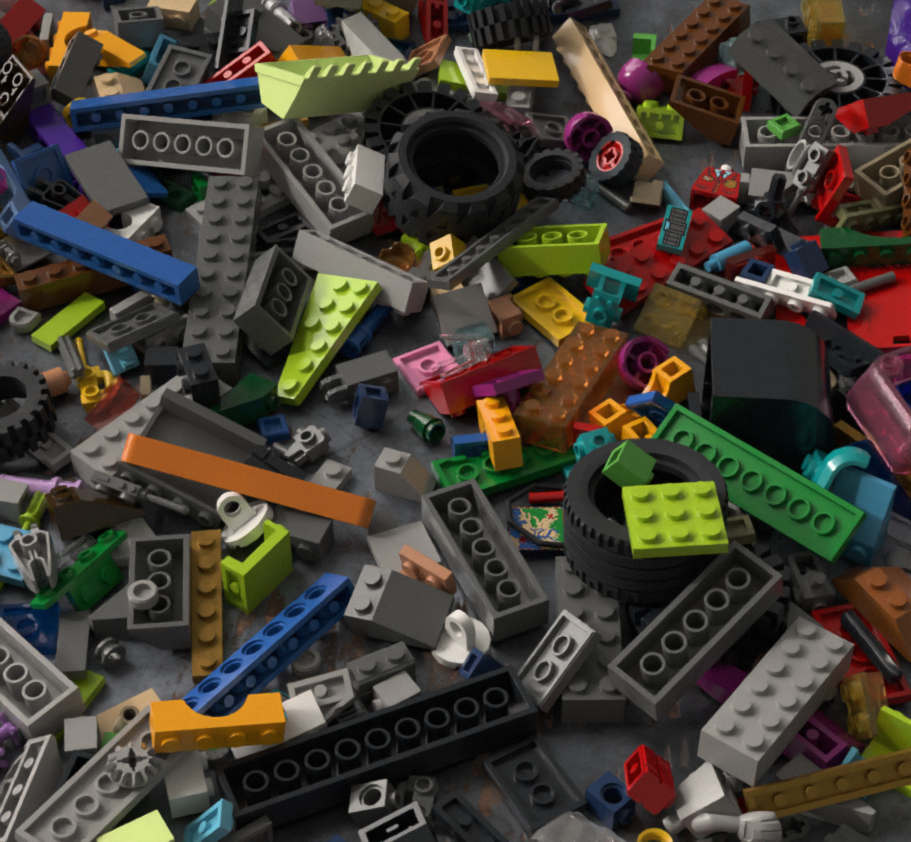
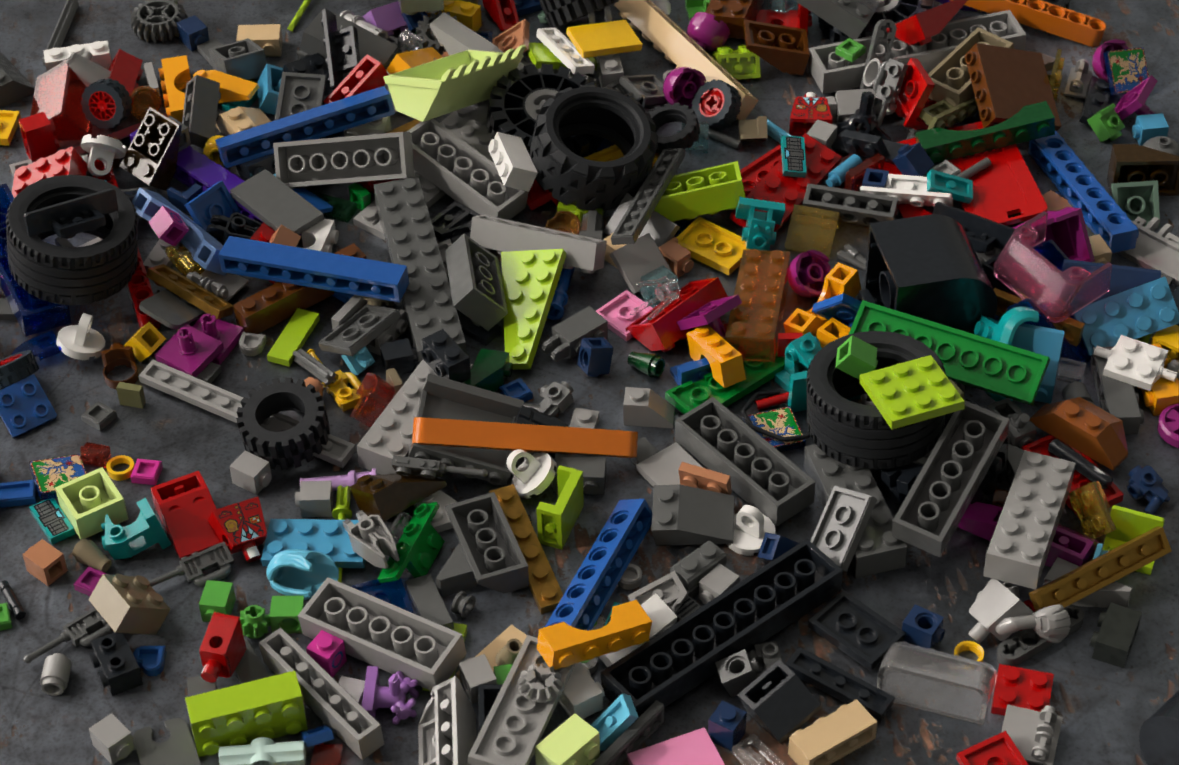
camera: 15 degrees left, 0 degrees up
(143, 594) = (479, 549): light grey tile -> none
(445, 250) = (608, 214): yellow brick -> none
(505, 113) = (607, 80): clear pink piece -> none
(649, 780) = (950, 603): red brick -> none
(715, 74) = (770, 13): magenta slope -> none

